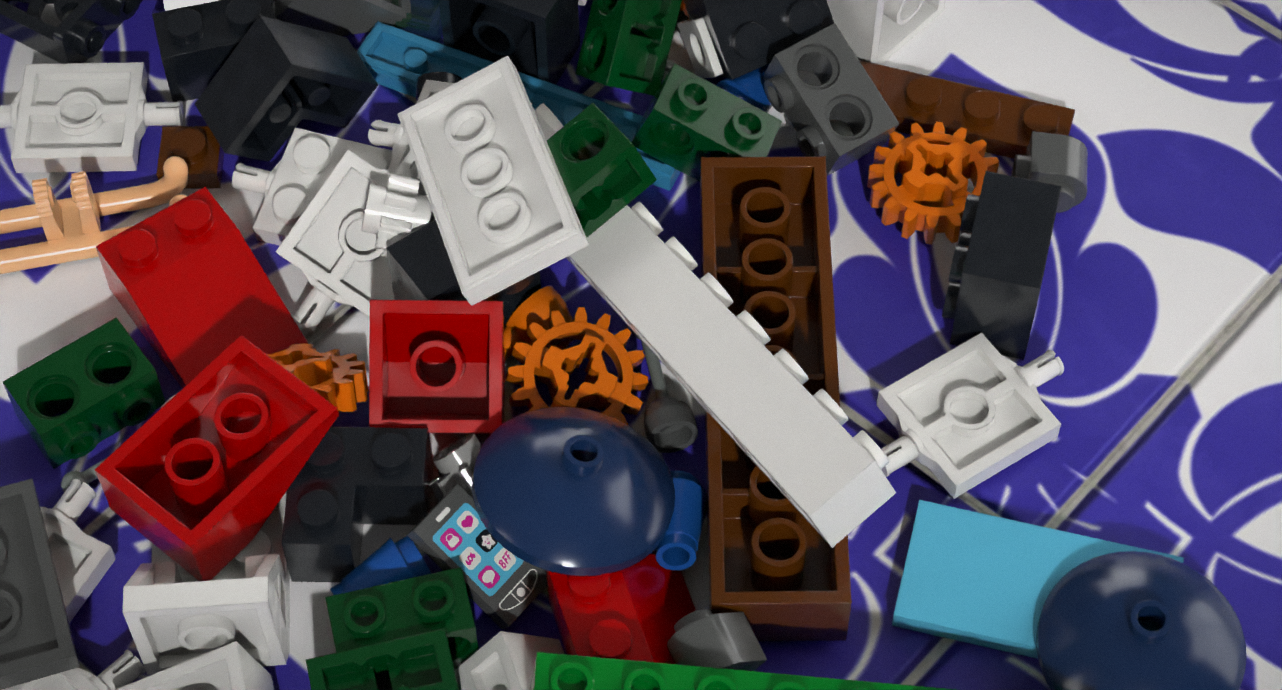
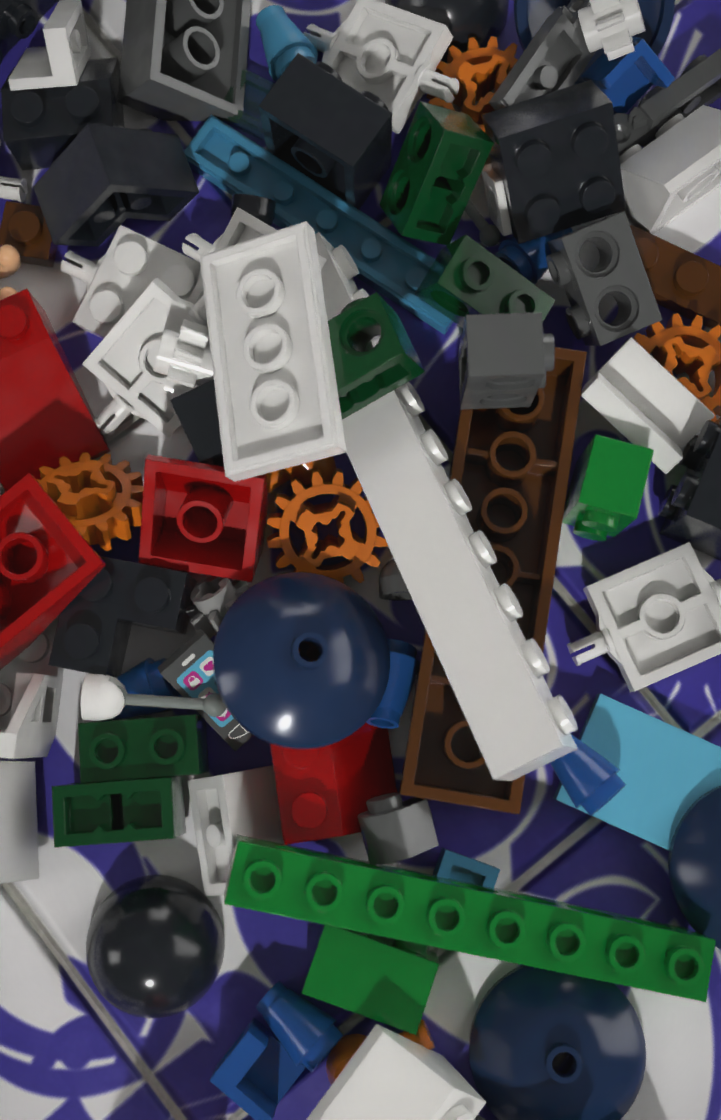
camera: 15 degrees right, 25 degrees up
(355, 567) = (106, 696): none -> hinge
(736, 154) = (503, 360): none -> dark grey brick
(876, 284) = (606, 487): none -> green brick
(900, 200) = (646, 403): none -> white panel
(919, 570) = (587, 777): none -> blue cone

